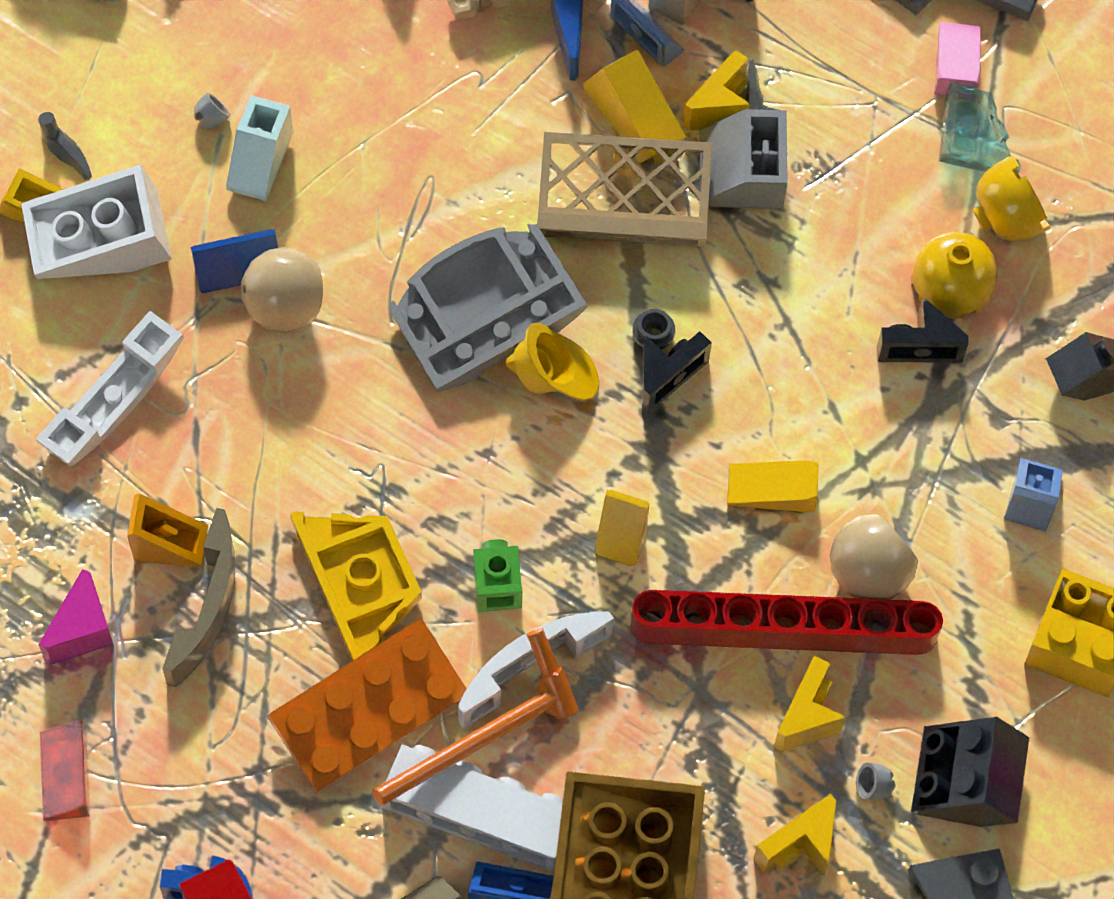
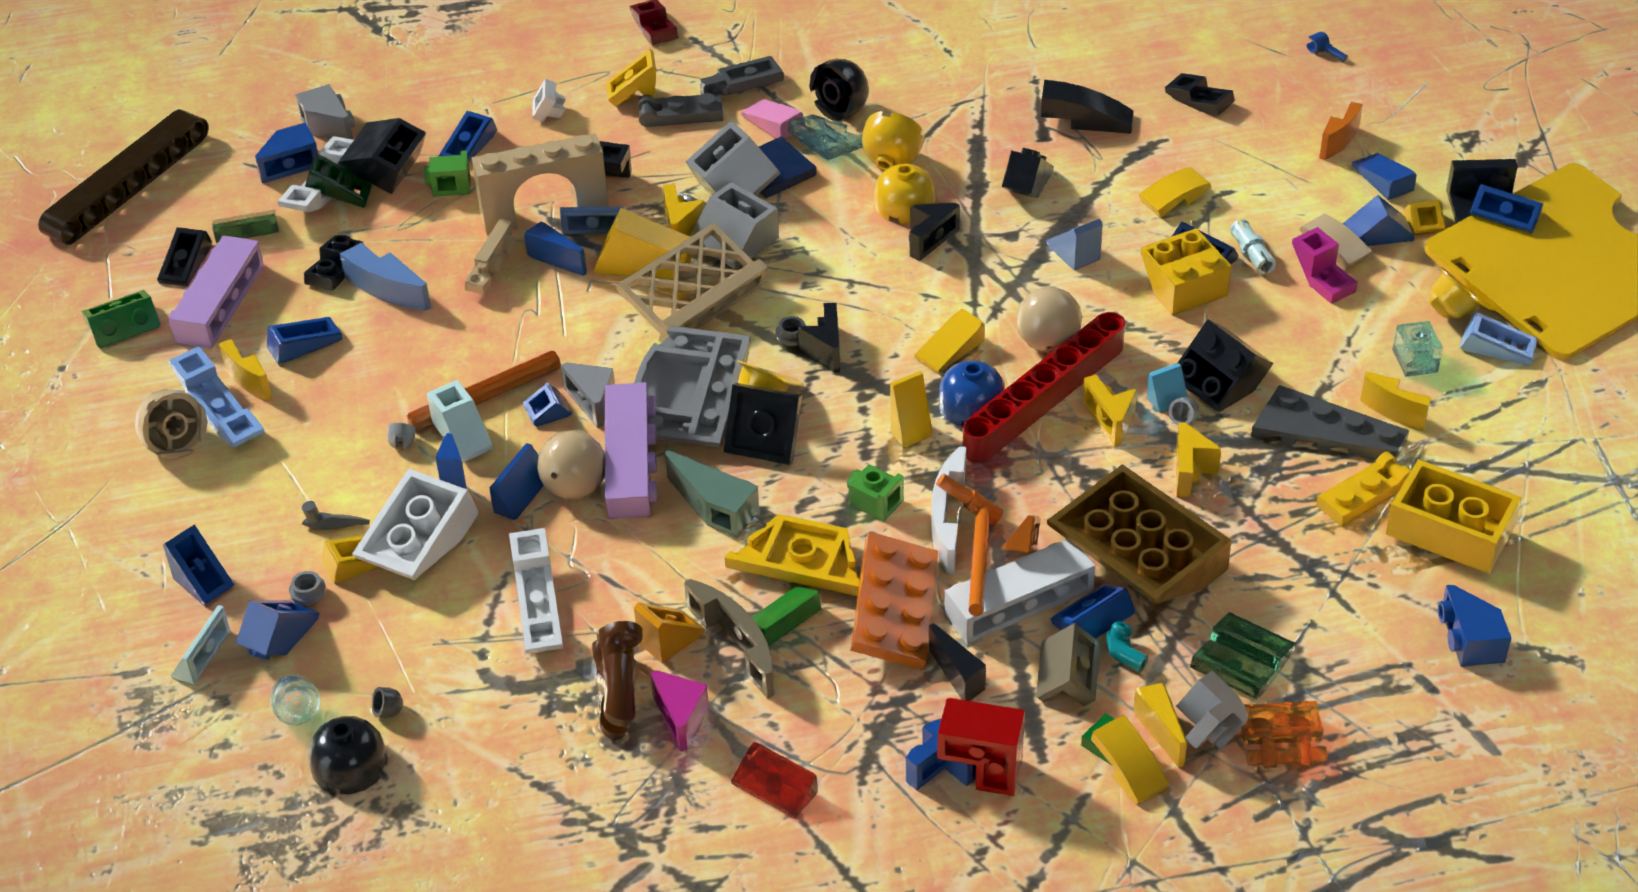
camera: 45 degrees left, 20 degrees down
(58, 545) = (616, 675): none -> reddish brown piece
(182, 200) = (450, 463): none -> blue slope
(272, 618) = (787, 612): none -> green slope
(328, 835) = (959, 665): none -> black slope
(347, 320) = (628, 450): none -> lavender brick
(351, 134) = (496, 384): none -> orange axle
(362, 441) = (716, 496): none -> sand green slope
(363, 199) = (546, 406): none -> blue slope
(407, 224) = (587, 388): none -> light grey slope
(484, 409) = (762, 423): none -> black tile
(535, 767) = (1026, 536): none -> orange slope
(715, 558) = (967, 389): none -> blue cylinder
(824, 89) = (732, 158): none -> light grey slope
(883, 119) = (790, 163): none -> dark blue tile
(891, 742) = (1166, 386): none -> medium azure slope
(1051, 90) = (839, 88): none -> black cylinder

